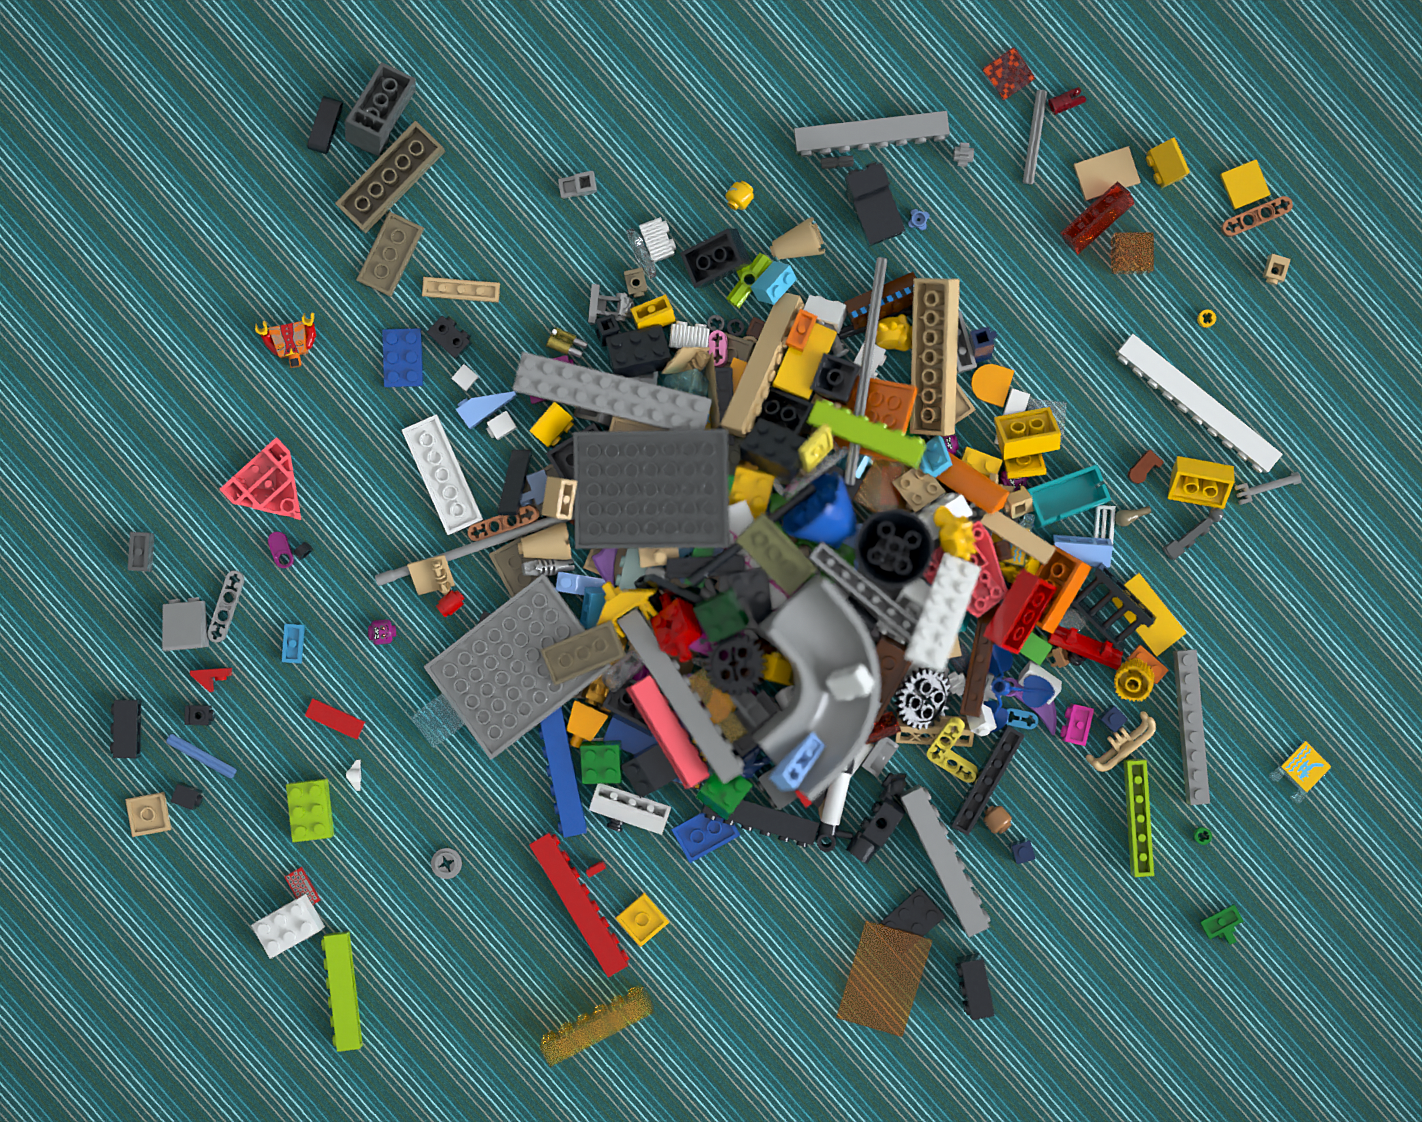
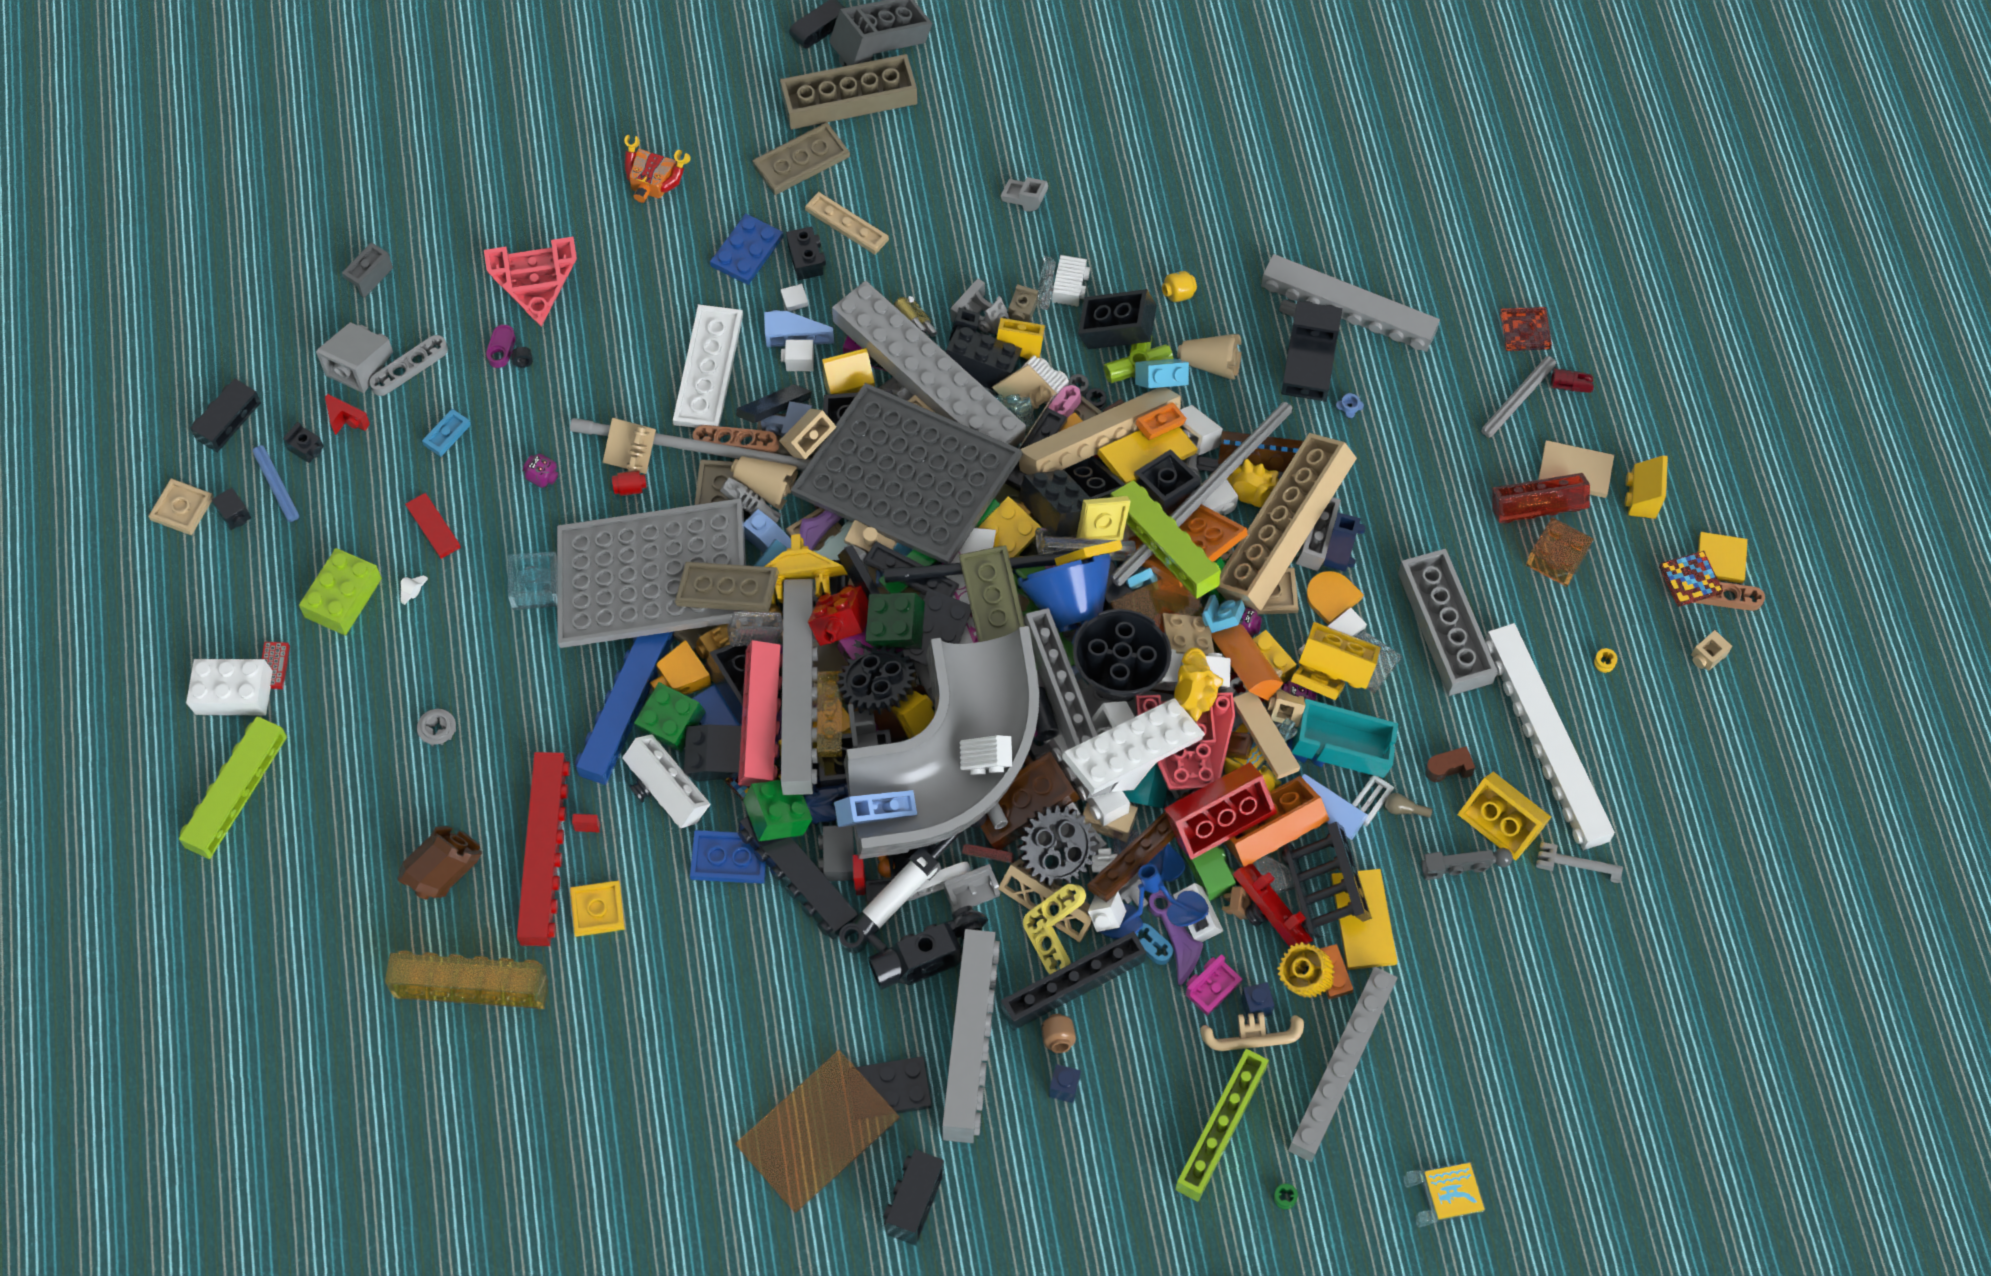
camera: 30 degrees right, 25 degrees down
(521, 959) = (439, 862): none -> reddish brown brick
(827, 487) = (1089, 552): none -> yellow tile
(963, 154) = (1433, 369): light grey gear -> none
(1085, 359) = (1447, 622): none -> light grey brick
(1234, 219) = (1691, 578): none -> tile

